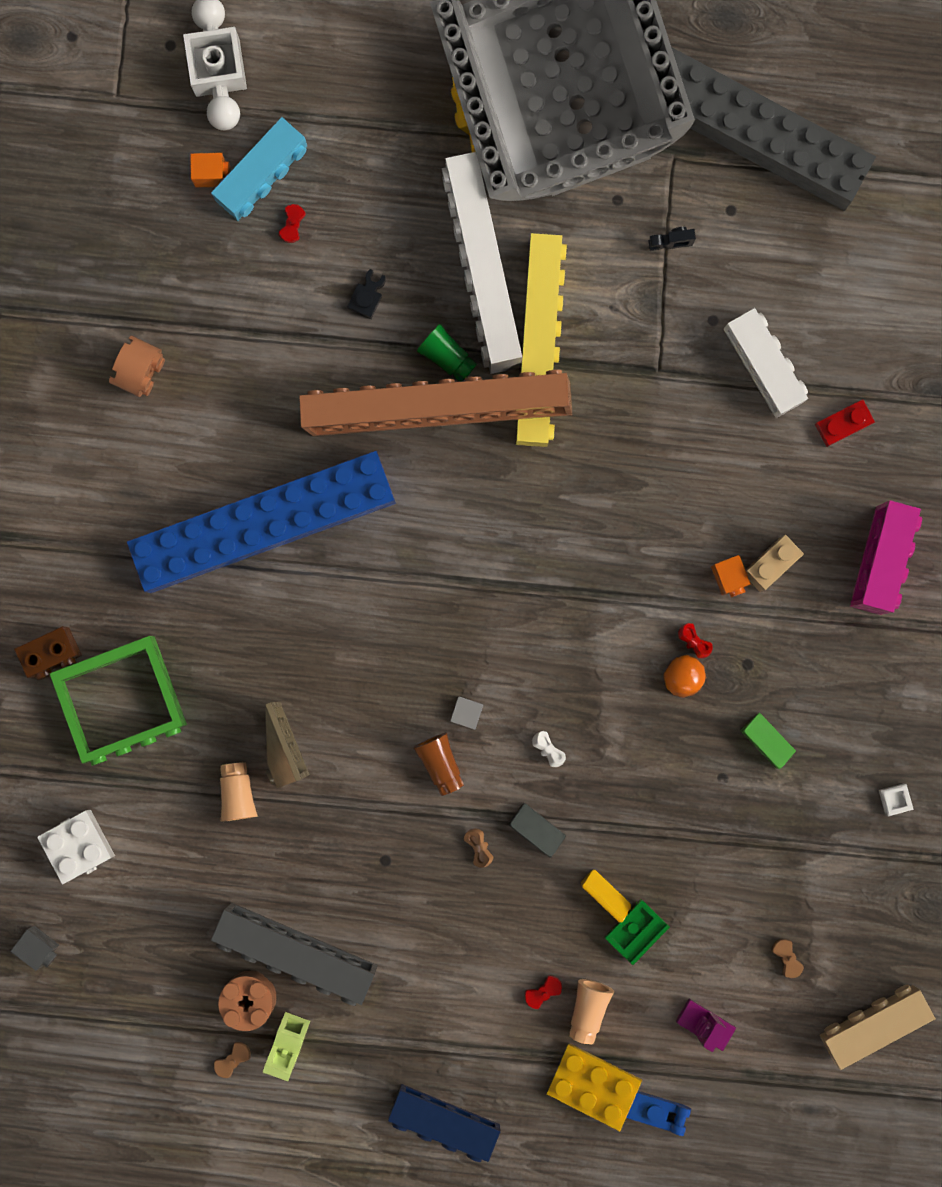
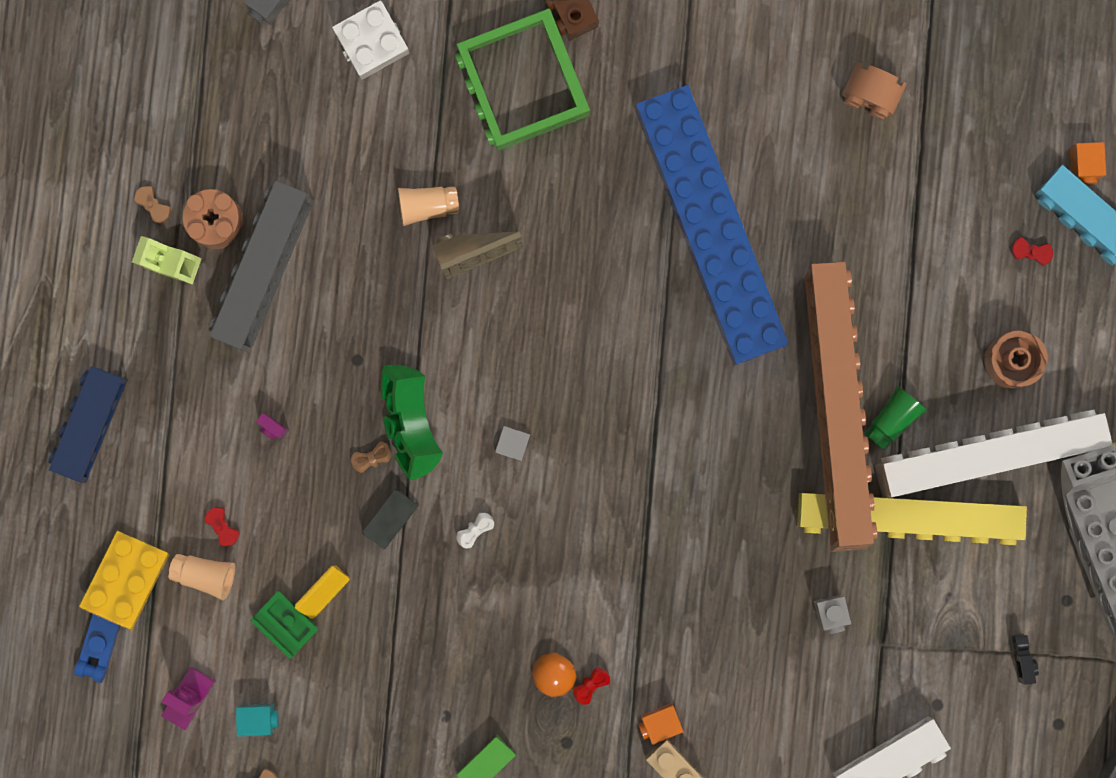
camera: 90 degrees right, 0 degrees up
(365, 298) = (953, 331): black plate -> none
(404, 230) = (1027, 370): none -> nougat brick
(440, 763) = (459, 415): dark orange plant -> none
(445, 813) = (407, 421): none -> green brick
(449, 944) = (271, 427): none -> magenta plate
(629, 415) = (832, 614): none -> light grey brick
(726, 959) = (256, 720): none -> teal brick

